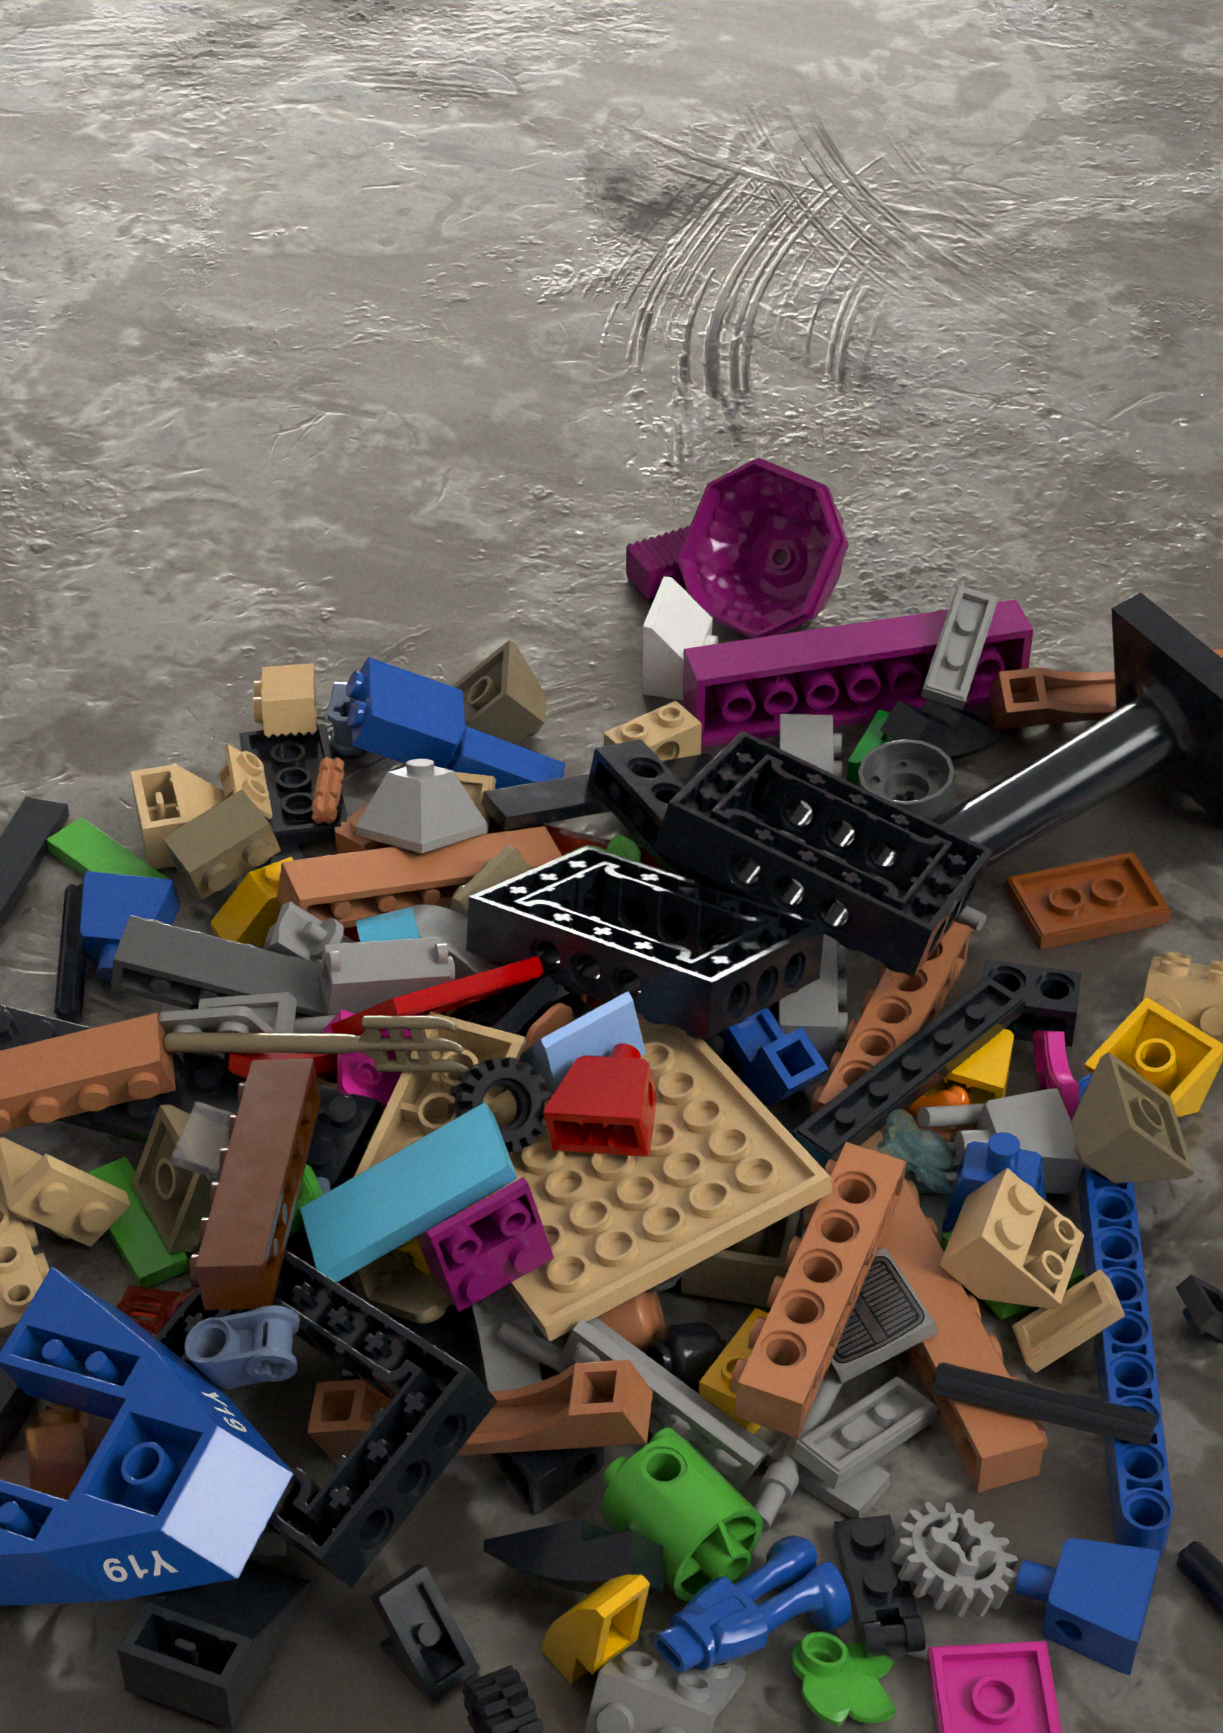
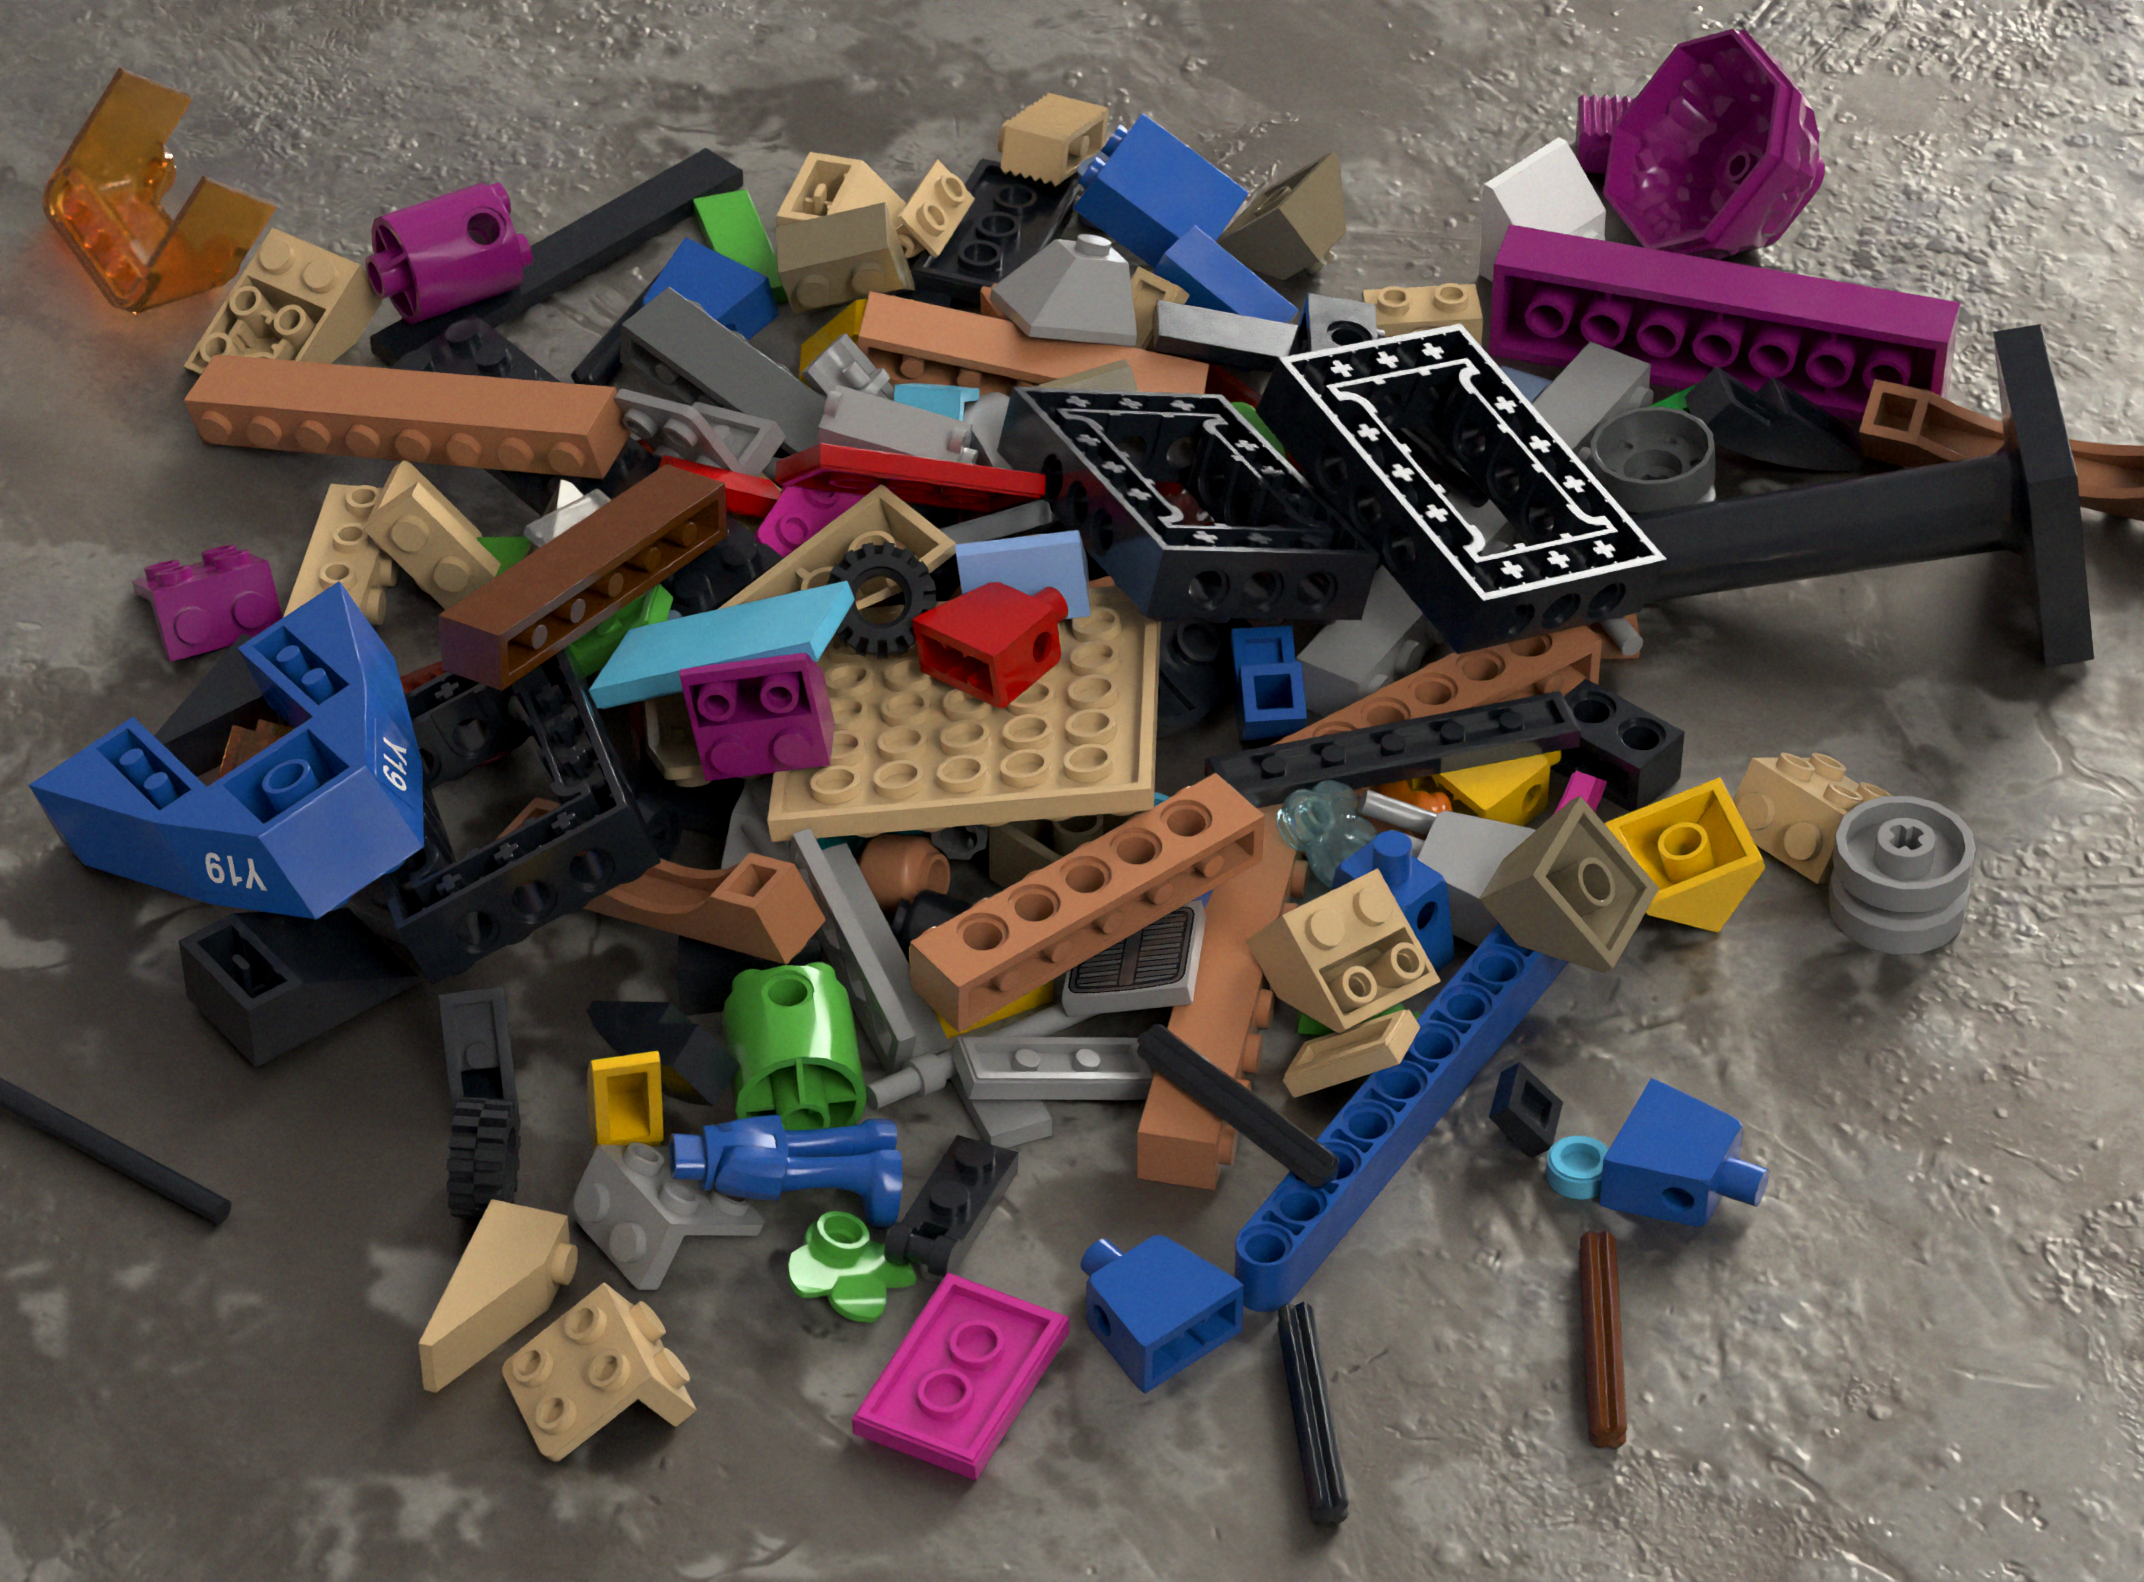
camera: 30 degrees right, 0 degrees up
(244, 1348) = (457, 717): sand blue piece -> none
(327, 790) = (1015, 247): nougat axle -> none
(369, 1043) = (763, 479): dark tan piece -> none
(954, 1559) = (1038, 1209): light grey gear -> none
(959, 647) = (1836, 331): light grey tile -> none
(1087, 900) = (1793, 673): dark orange tile -> none

